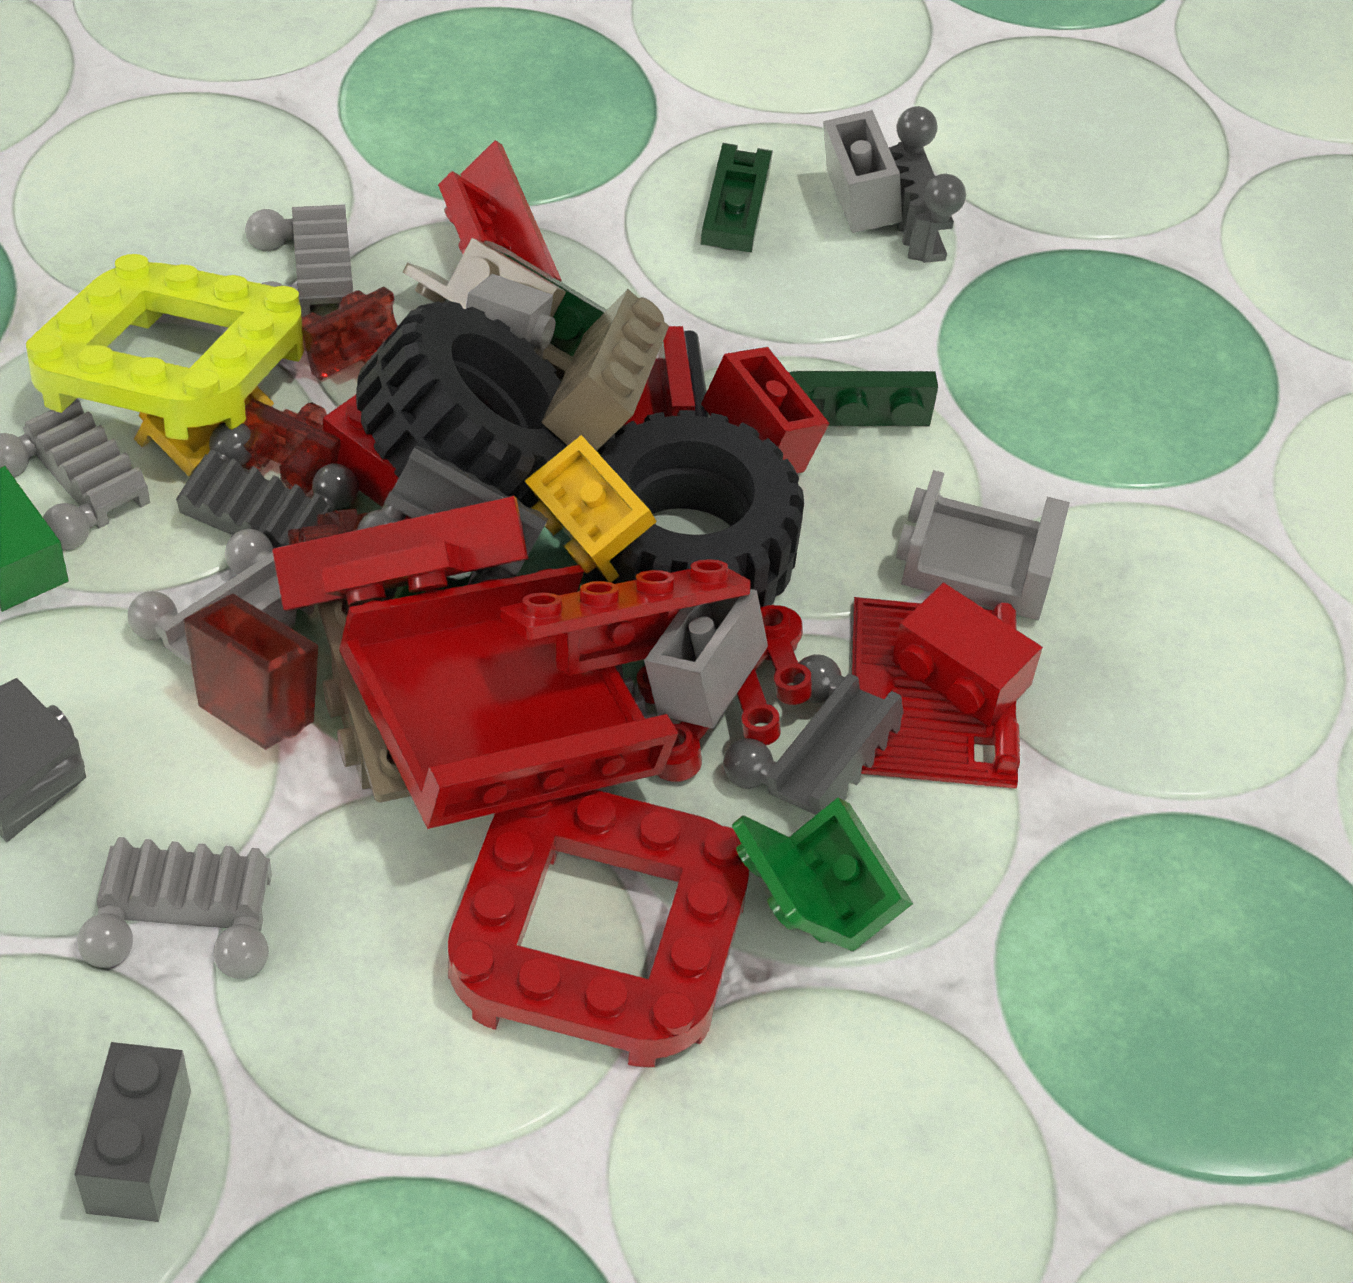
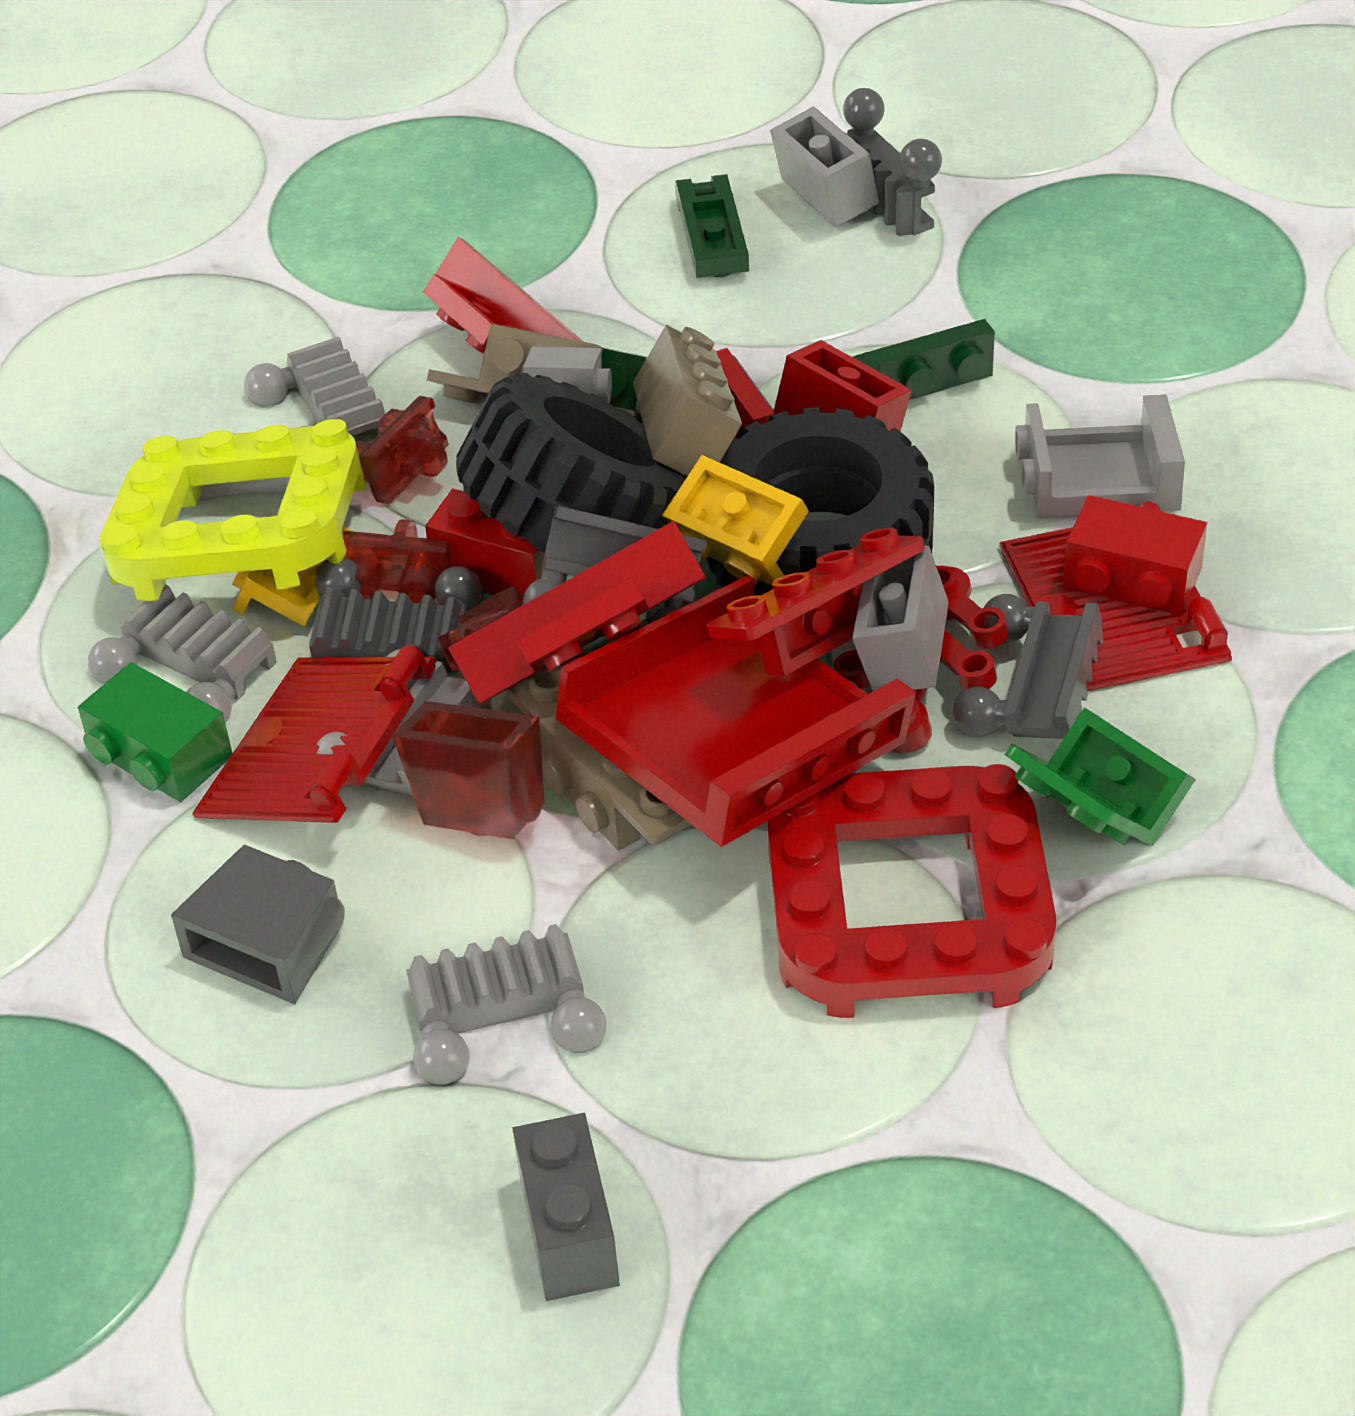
camera: 10 degrees left, 5 degrees down
(171, 553) = (276, 763): none -> red window

